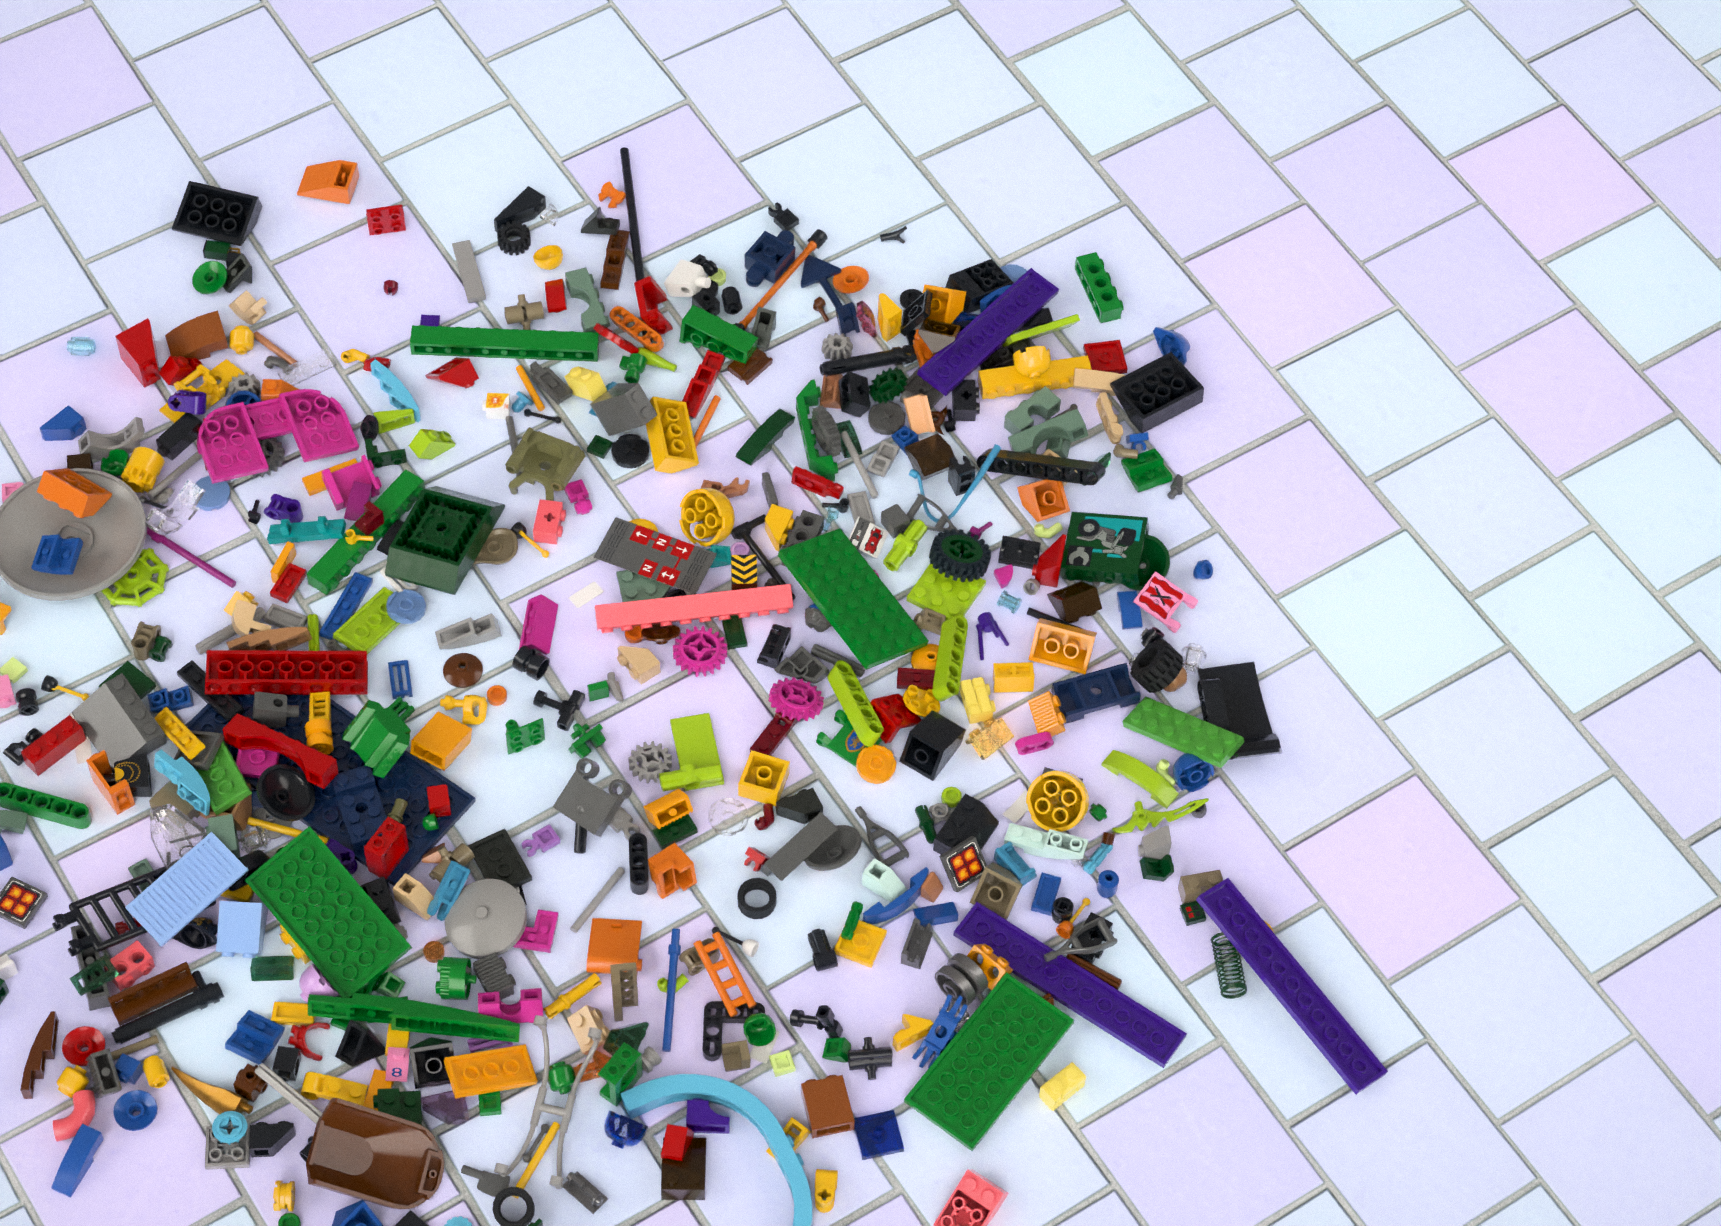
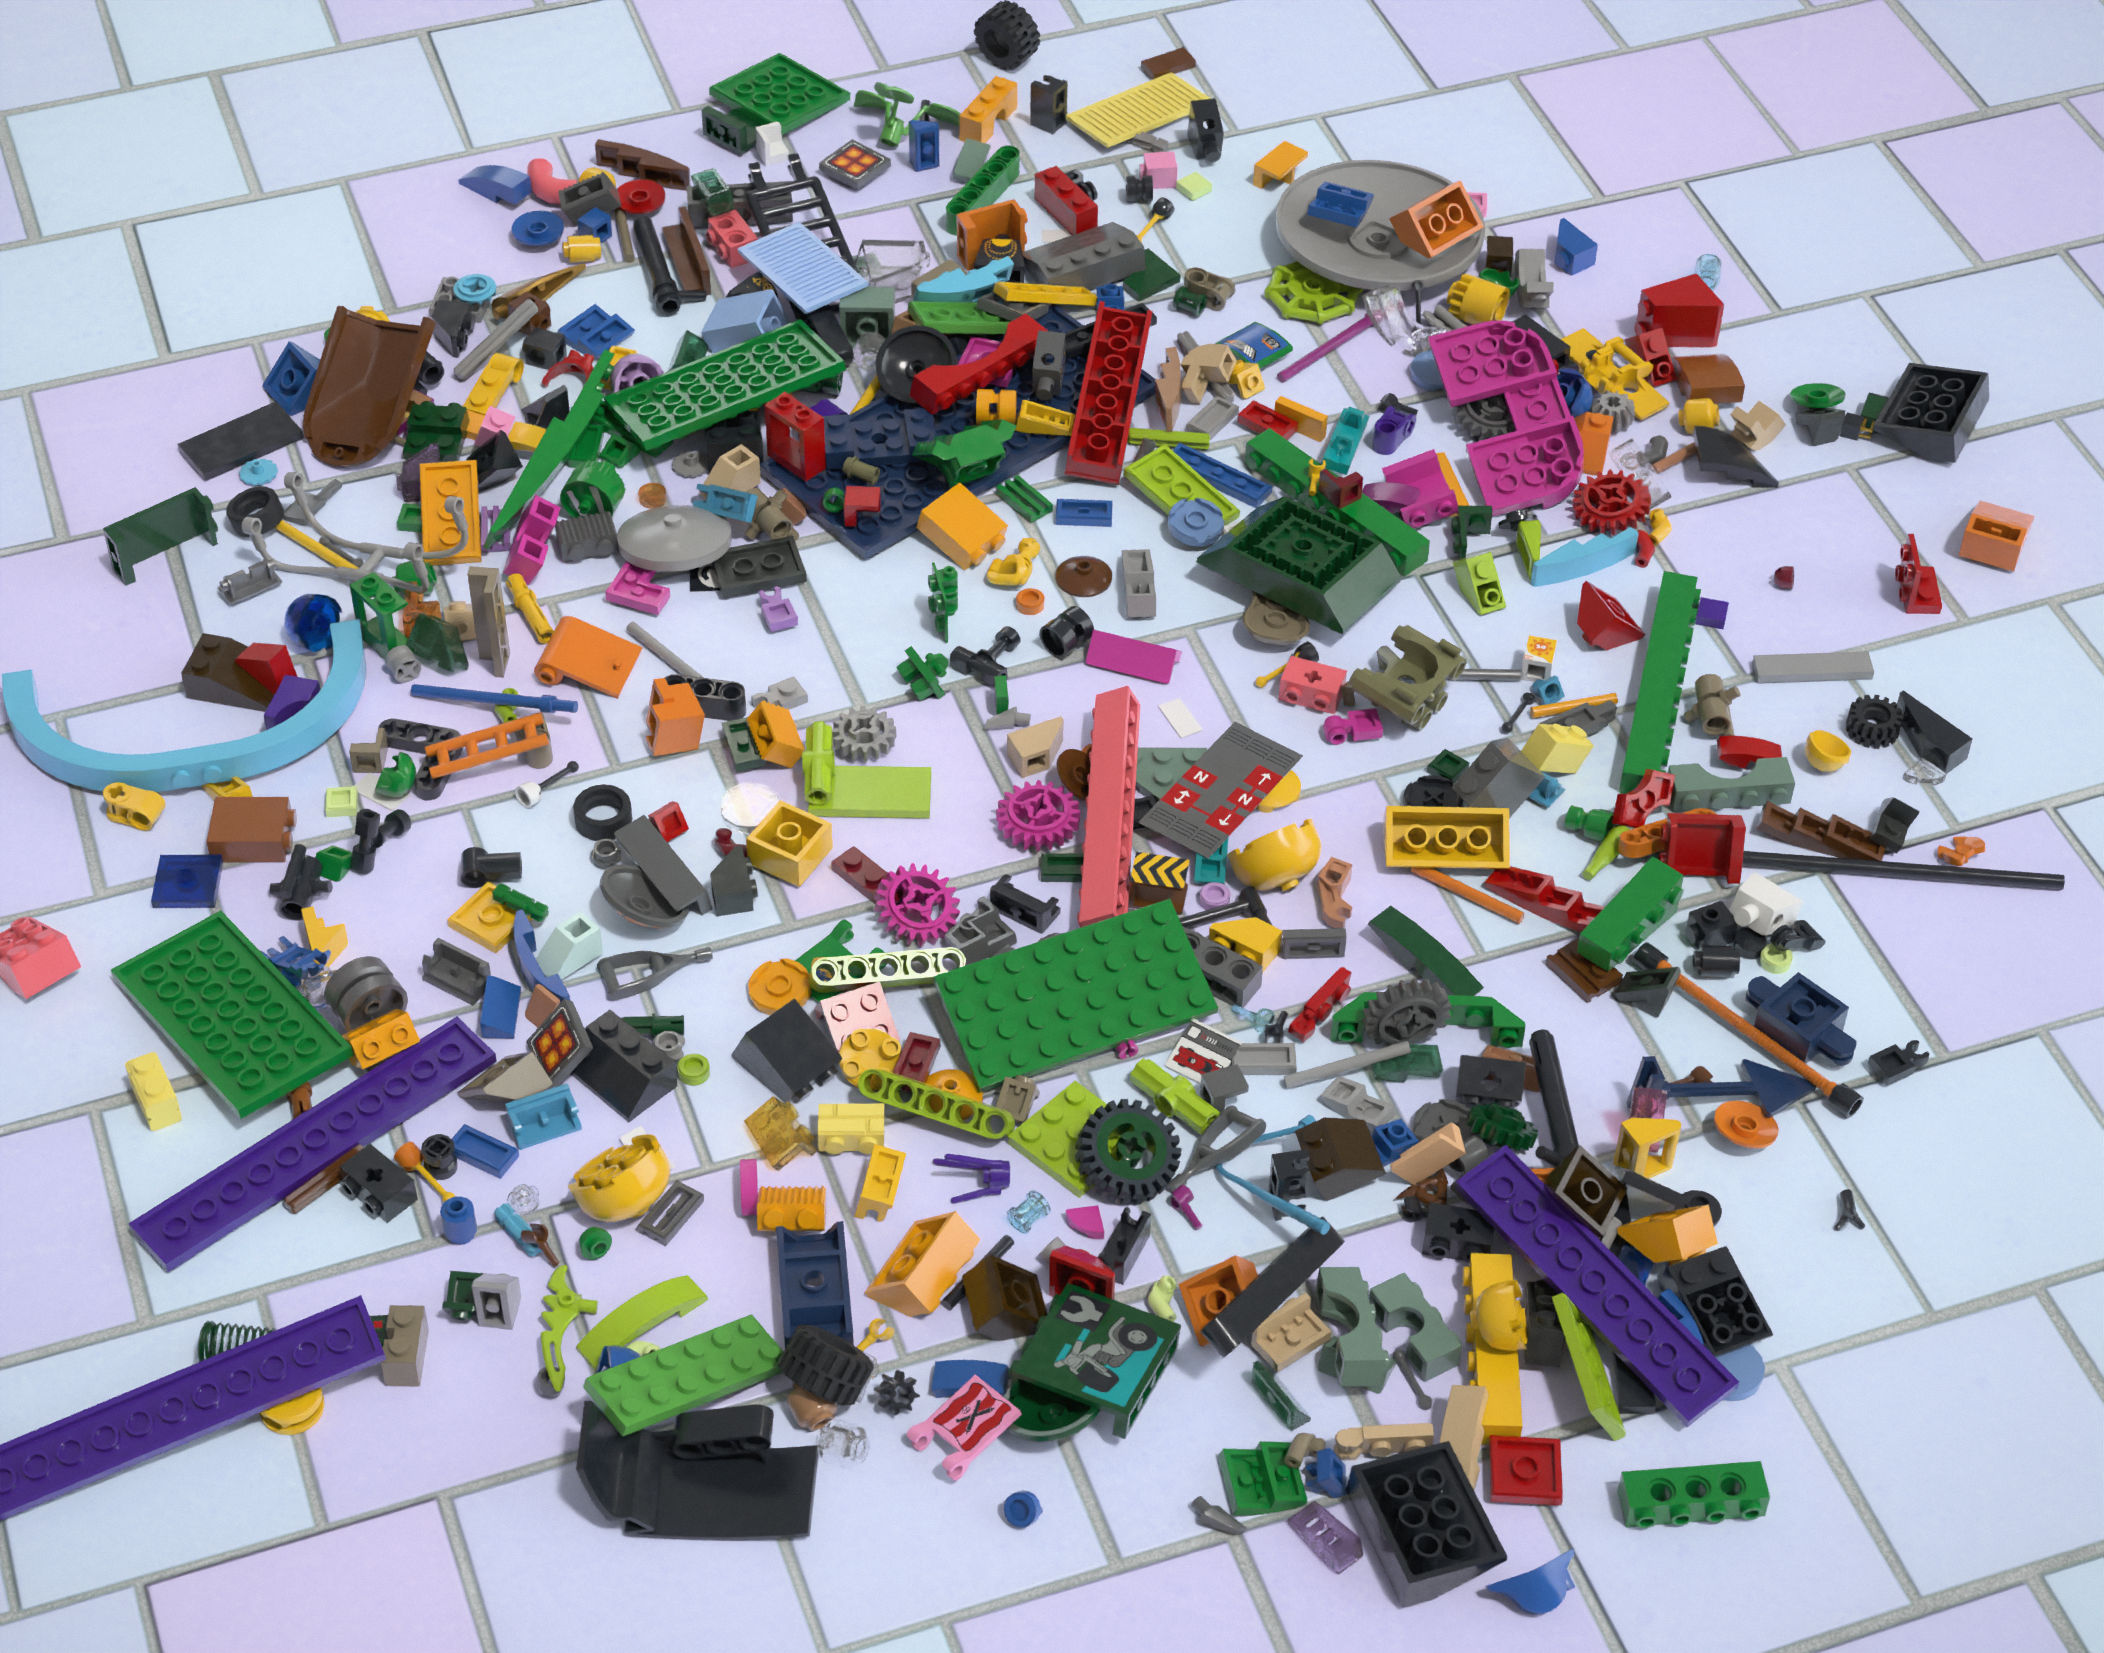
camera: 105 degrees right, 10 degrees down
(190, 401) = (1579, 342): dark purple piece -> none
(204, 603) = (1257, 344): none -> slope
(283, 321) = (1723, 452): none -> black slope
(338, 371) = (1610, 496): none -> red gear
(589, 804) = (807, 645): dark grey piece -> none
(790, 883) = (606, 852): none -> dark grey plate
(836, 347) = (1598, 1081): light grey gear -> none
(1044, 844) = (558, 1159): light aqua slope -> none
(1078, 948) = (354, 1142): dark grey piece -> none
(1114, 658) = (874, 1334): none -> yellow hand
(1183, 429) = (1340, 1553): none -> clear purple slope

